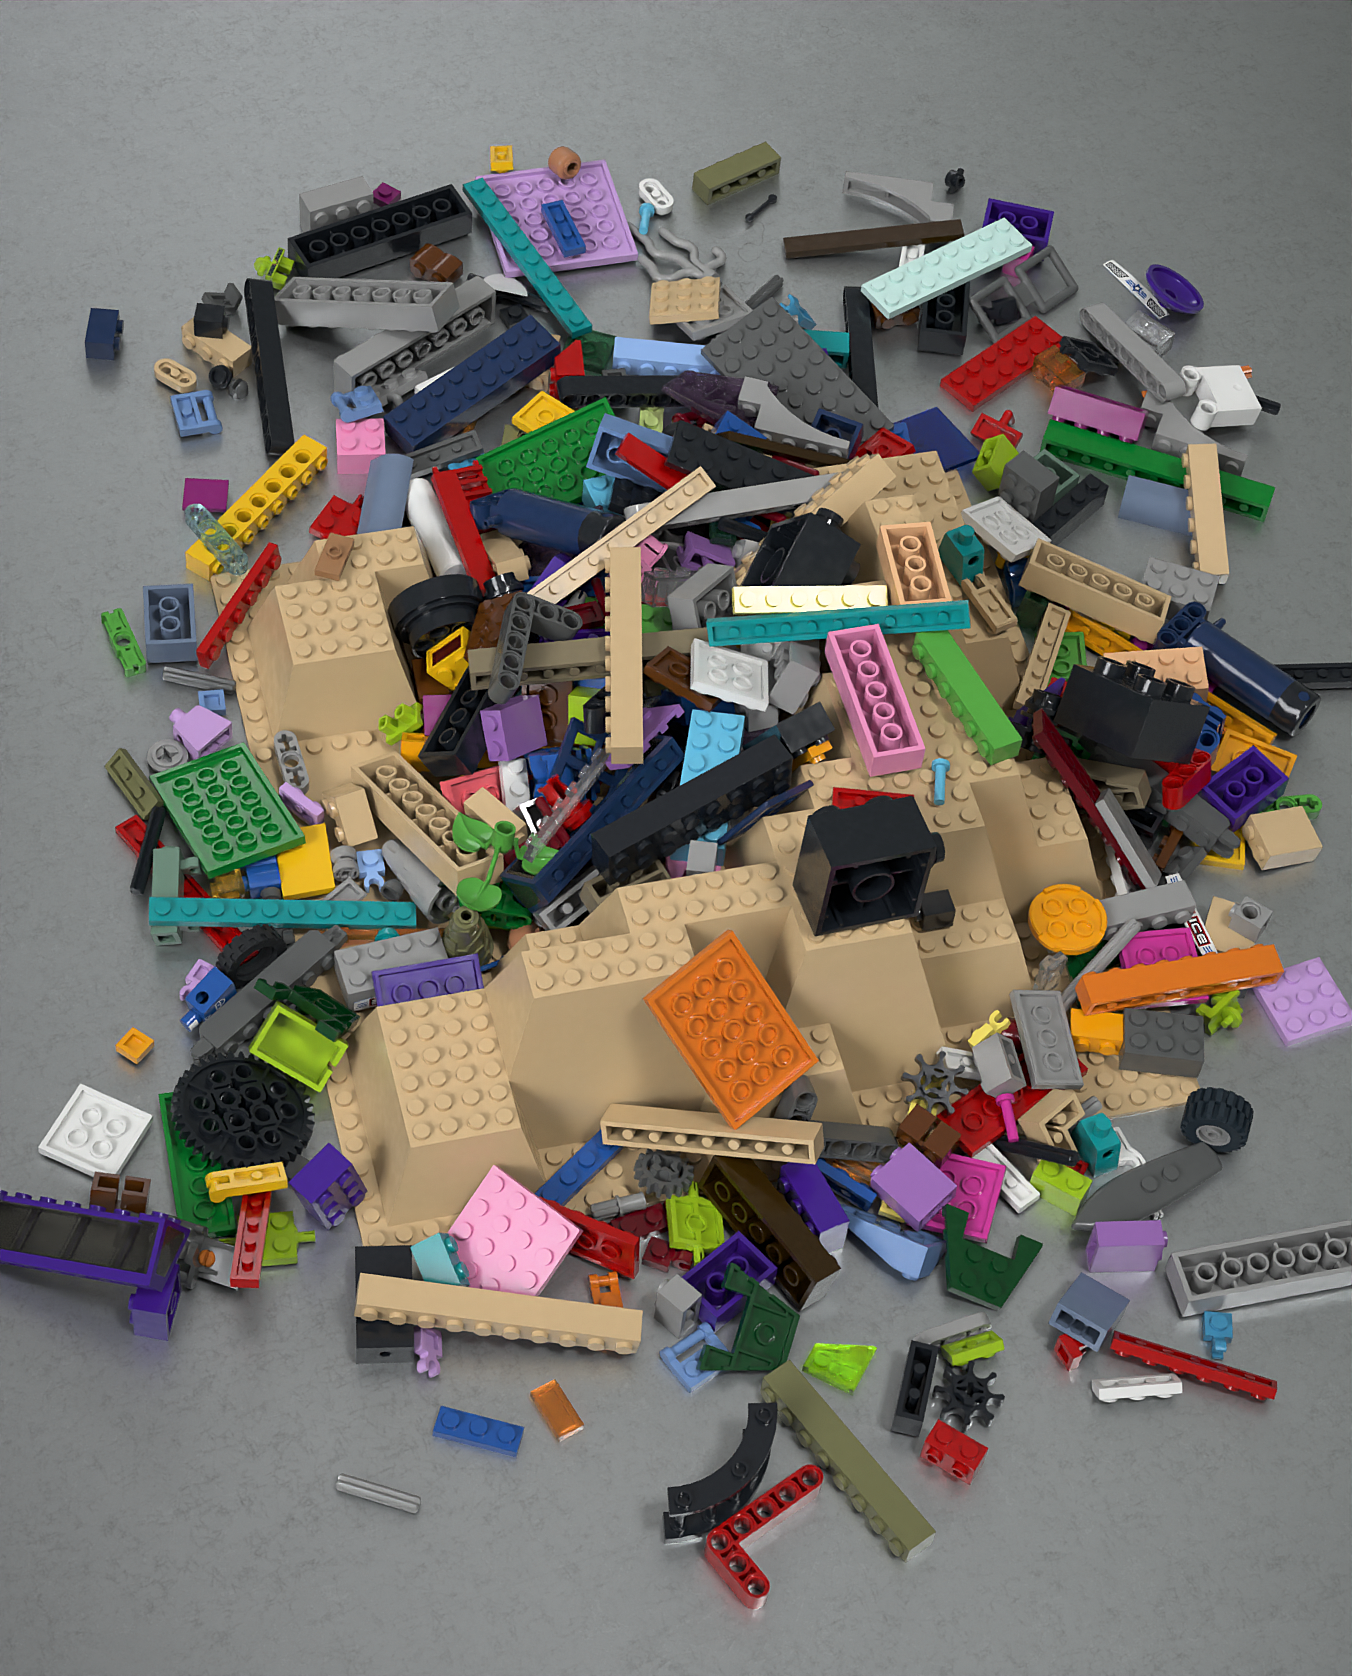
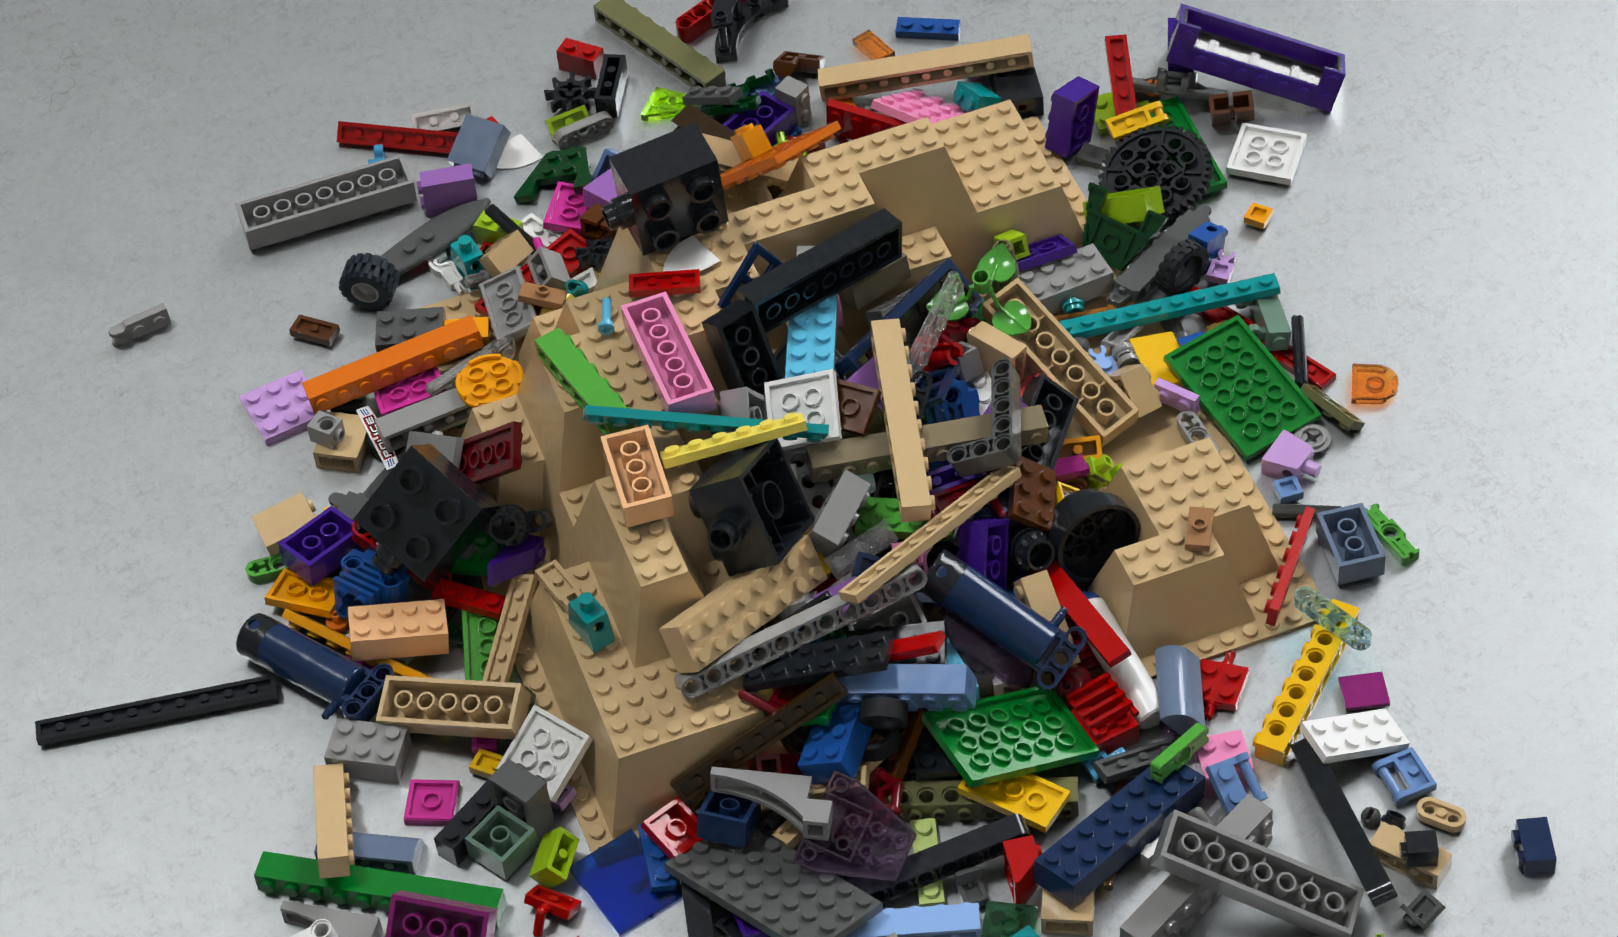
camera: 175 degrees left, 5 degrees down
(79, 811) = (1373, 384): none -> clear orange tile
(231, 440) = (1354, 736): none -> white plate
(404, 422) = (1179, 752): none -> bright green piece
(446, 981) = (1018, 241): none -> lime brick
(665, 1394) = (793, 62): none -> reddish brown brick
(679, 557) = (863, 562): none -> dark blue plate
(748, 1103) = (750, 141): none -> light orange brick
(782, 1326) = (712, 95): none -> dark grey plate
(966, 1037) = (576, 288): none -> teal pin
(1008, 1023) = (542, 295): none -> medium nougat plate
(1033, 1327) = (518, 153): none -> white sticker
(1112, 547) = (431, 802): none -> dark pink tile
(1277, 1092) = (314, 330): none -> reddish brown plate

